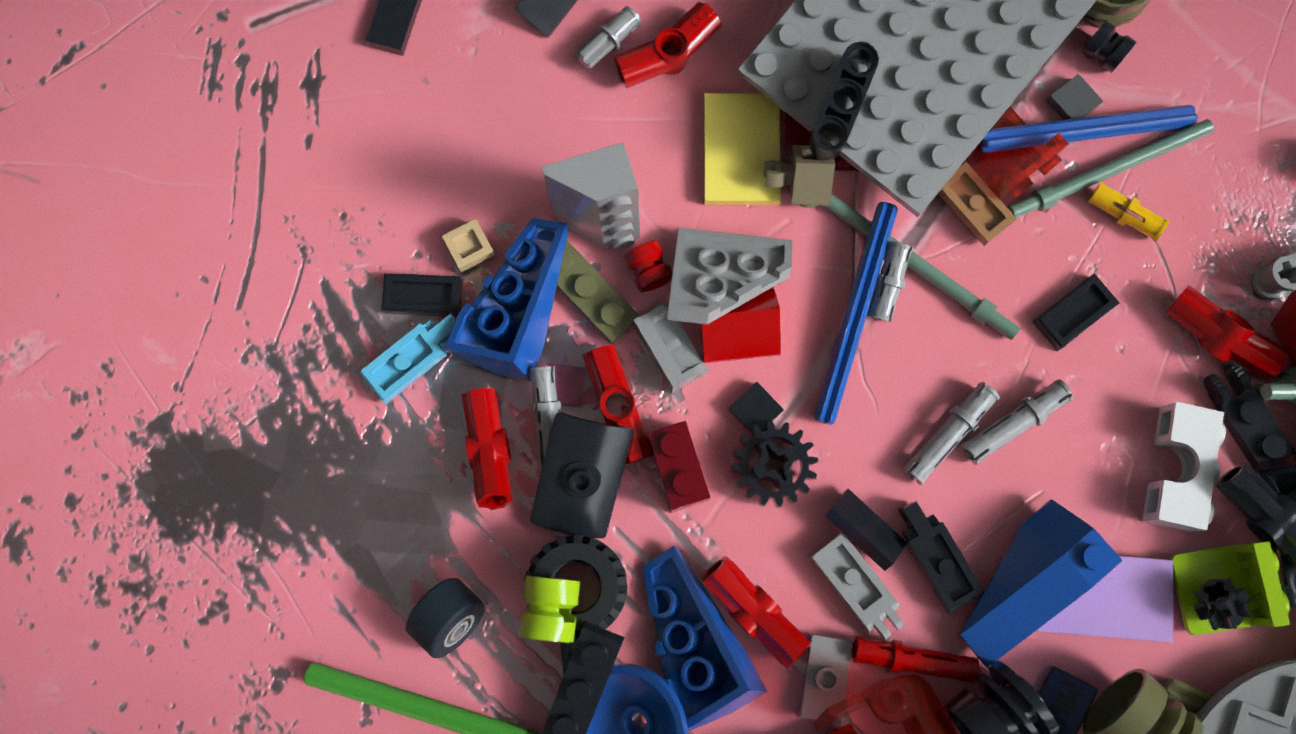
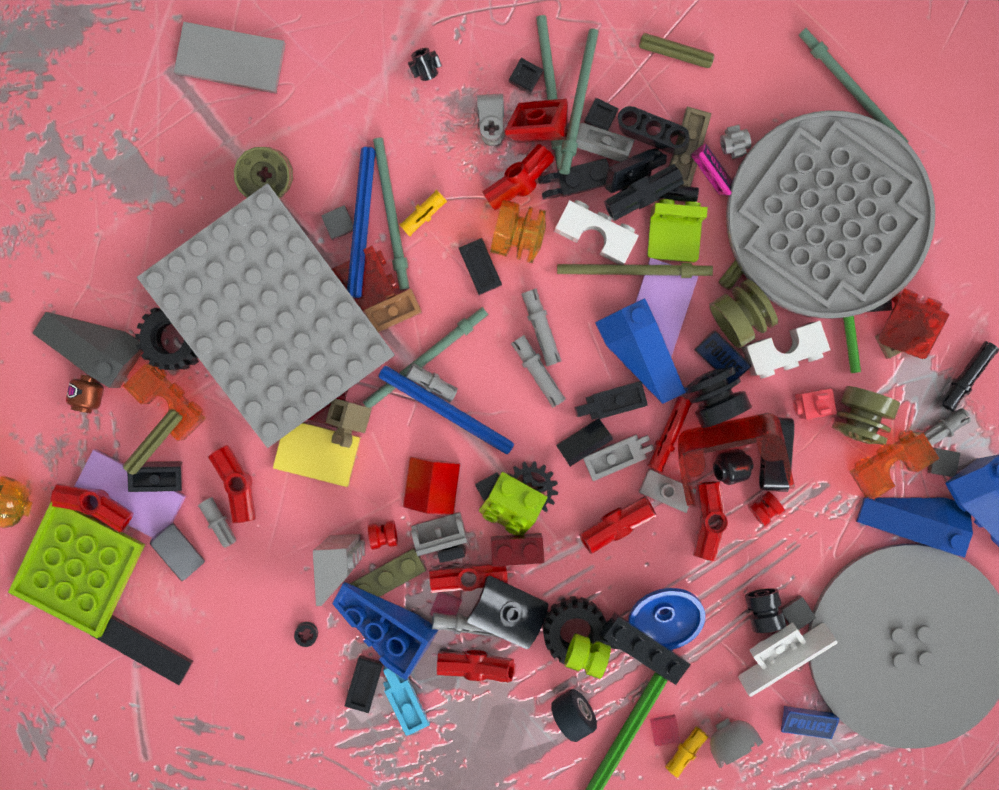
camera: 80 degrees left, 10 degrees up
(468, 245) = (339, 648): tan plate -> none
(486, 189) = (311, 640): none -> black bush
(647, 371) = (451, 553): none -> black tile
(696, 644) = (632, 564): blue wedge -> none
(723, 272) = (399, 490): light grey plate -> none
(746, 439) = (513, 505): none -> lime bracket
(846, 83) = (297, 388): black beam -> none
(1109, 46) = (314, 190): black wheel -> none
(1153, 347) = (518, 231): none -> clear yellow wheel
(1174, 617) = (685, 270): none -> olive bar
(1222, 604) = (684, 241): black gear -> none

